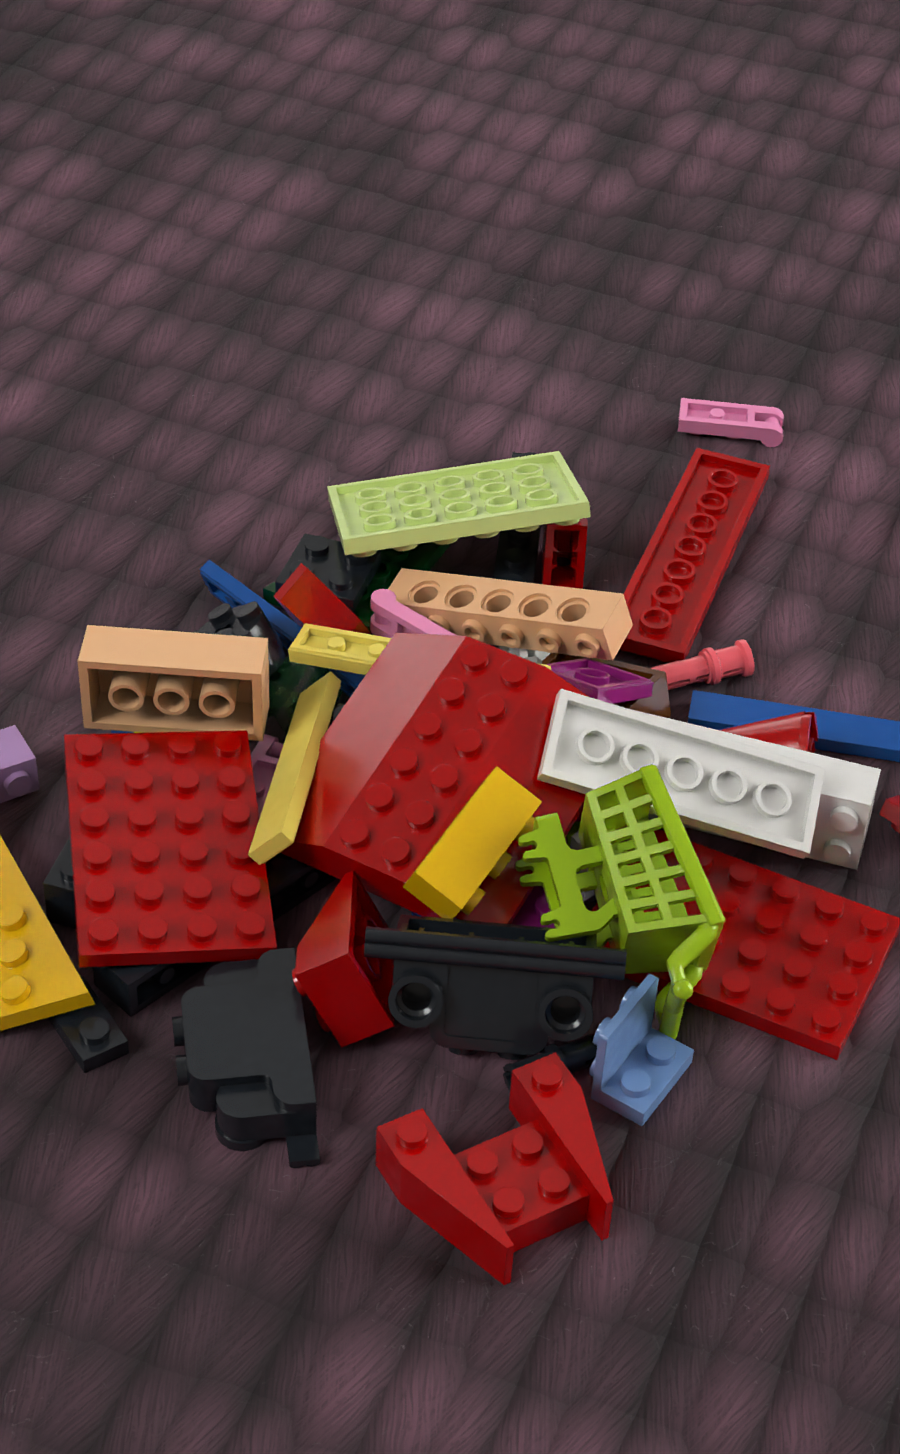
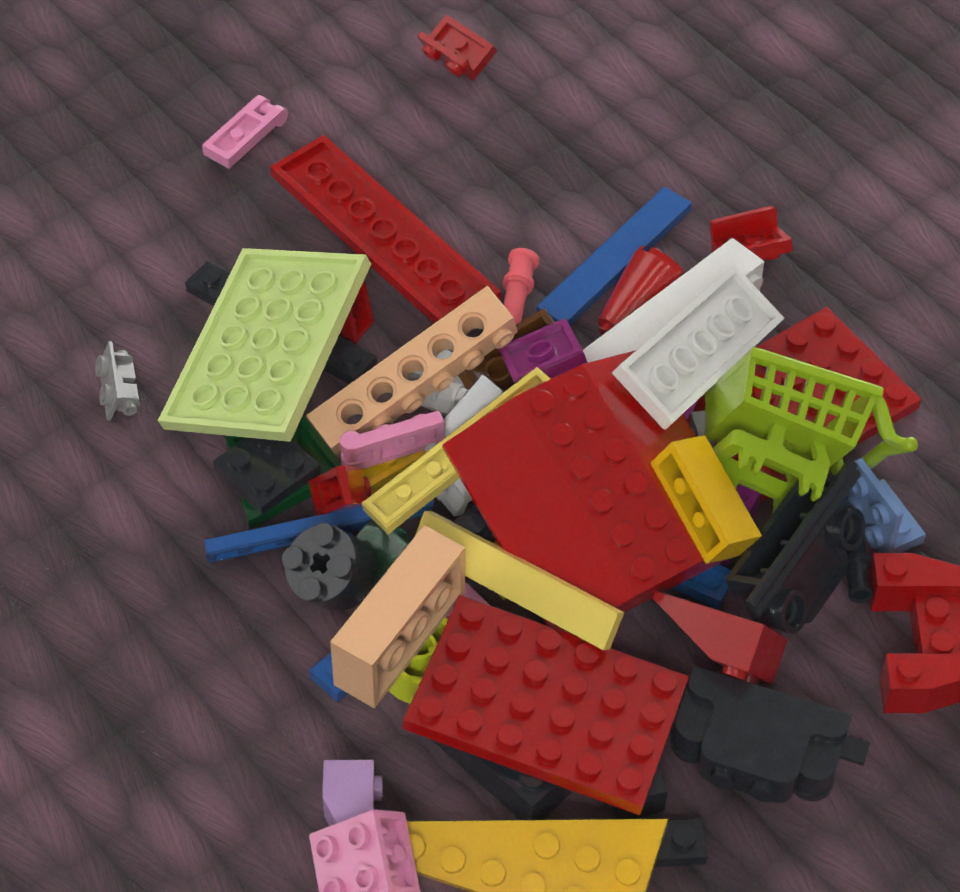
camera: 60 degrees left, 10 degrees up
(349, 460) = (114, 370): none -> light grey hinge

